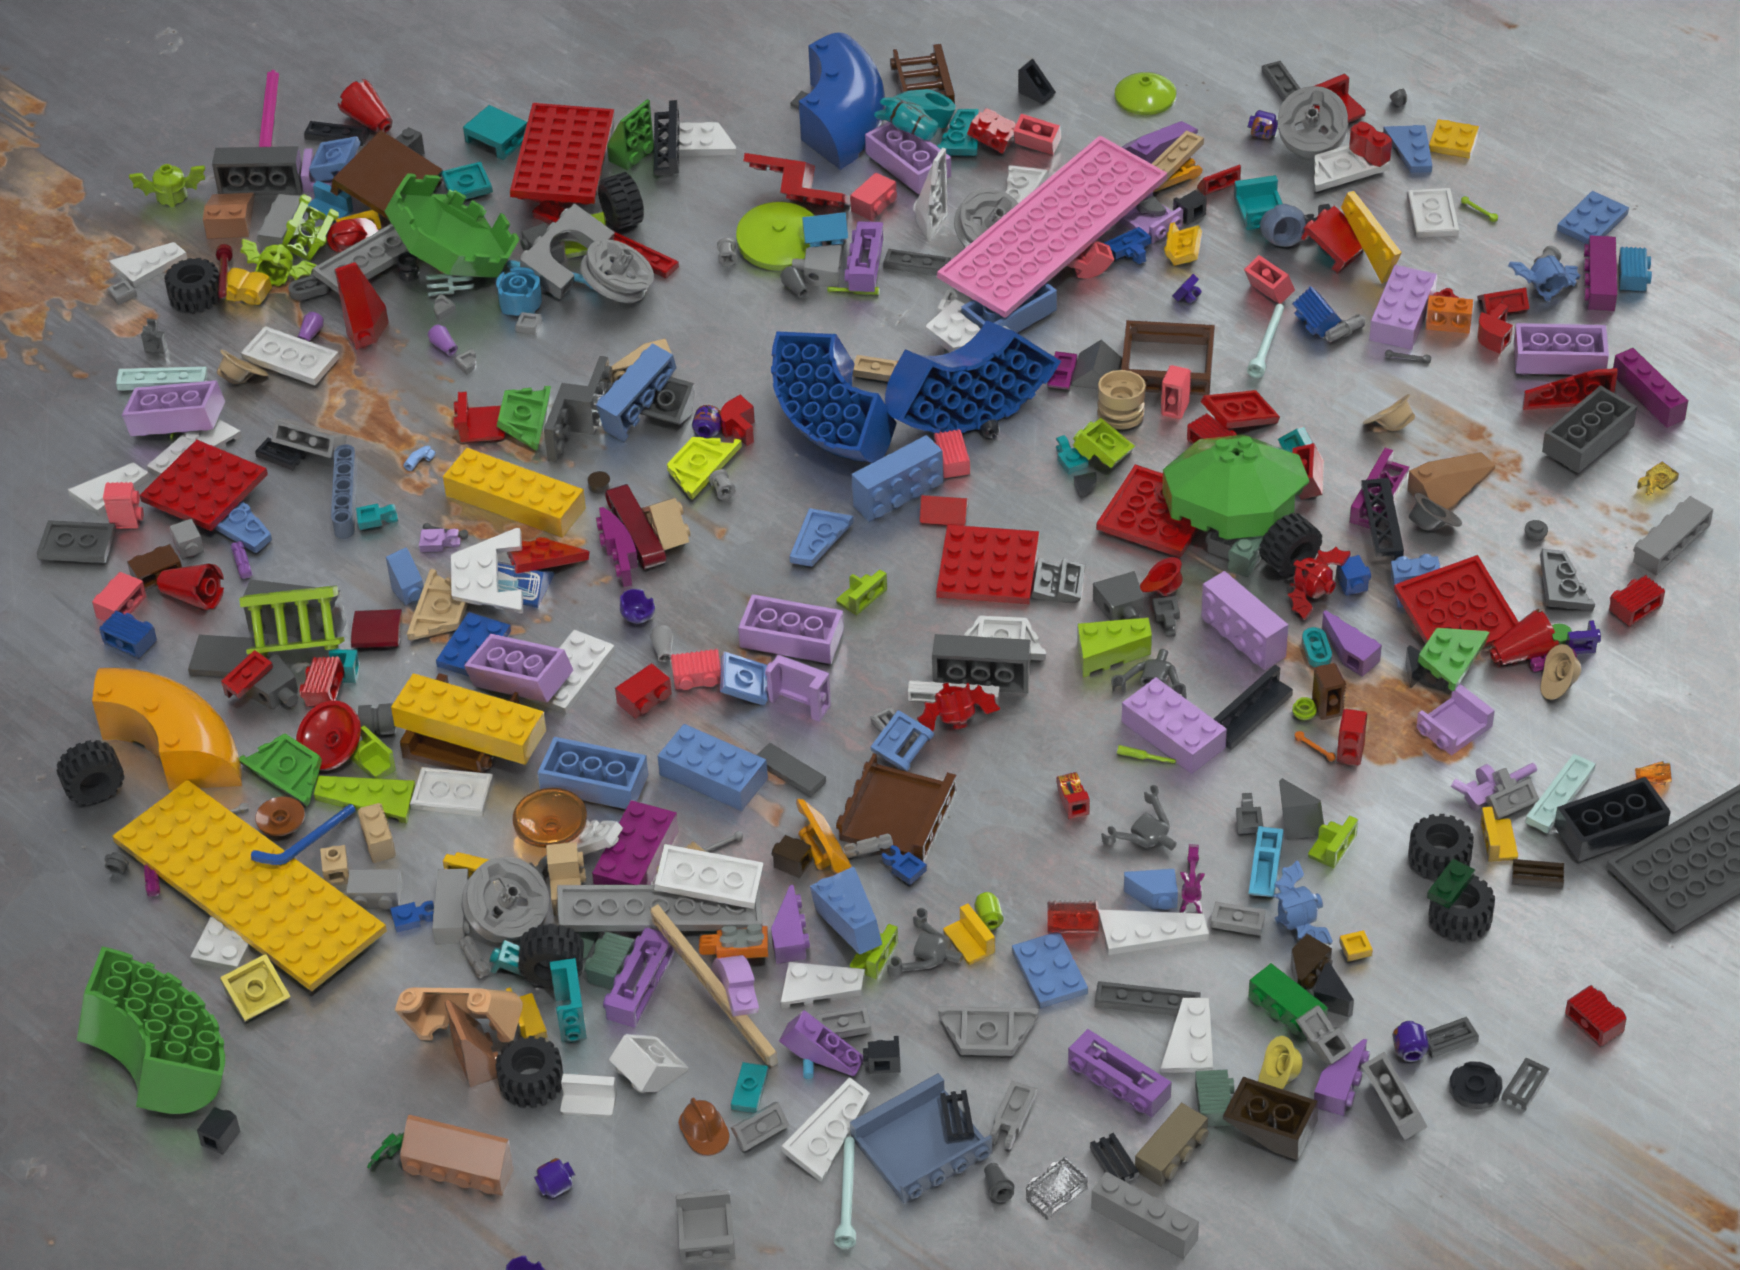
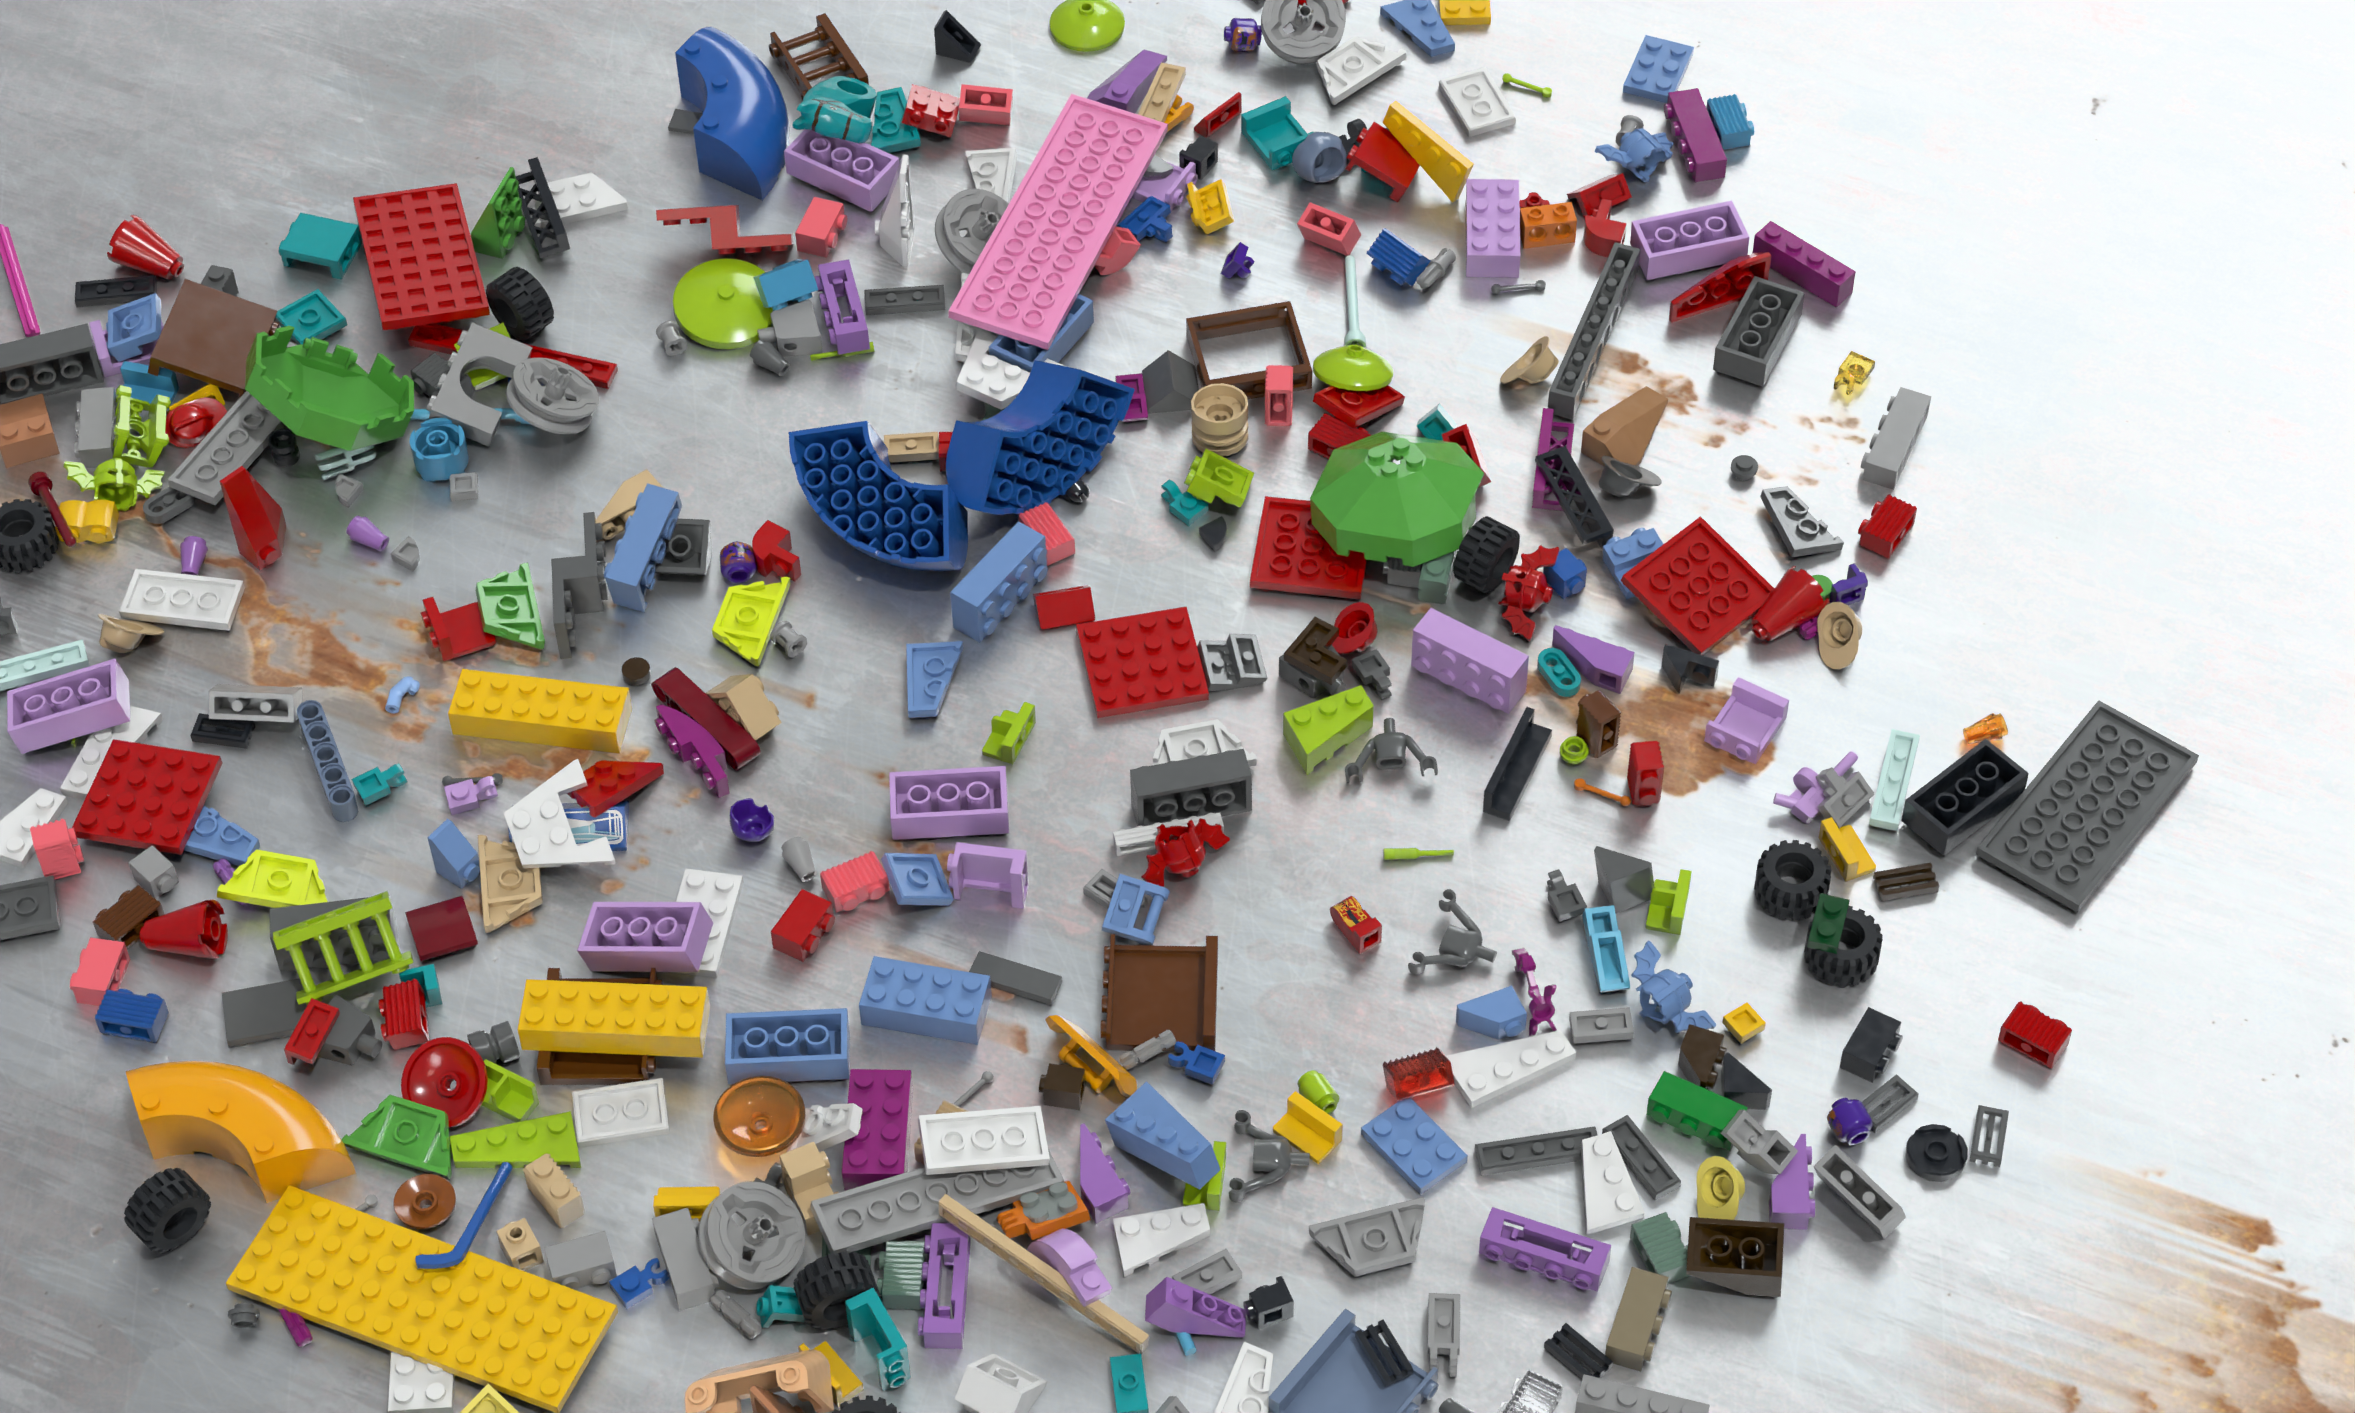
camera: 20 degrees left, 5 degrees up
(268, 563) = (275, 881): none -> neon yellow wing
(467, 640) = (564, 917): blue plate -> none
(1119, 582) = (1311, 651): none -> dark brown plate
(1174, 725) = (1438, 809): lavender brick -> none
(1229, 1026) = (1643, 1158): none -> dark grey tile
(1245, 385) = (1353, 368): none -> lime dish
(1370, 144) = (1379, 33): red brick -> none
(1451, 653) = (1716, 643): bright green wing -> none
(1452, 399) = (1593, 330): none -> dark grey brick
(1453, 988) = (1871, 1044): none -> black brick

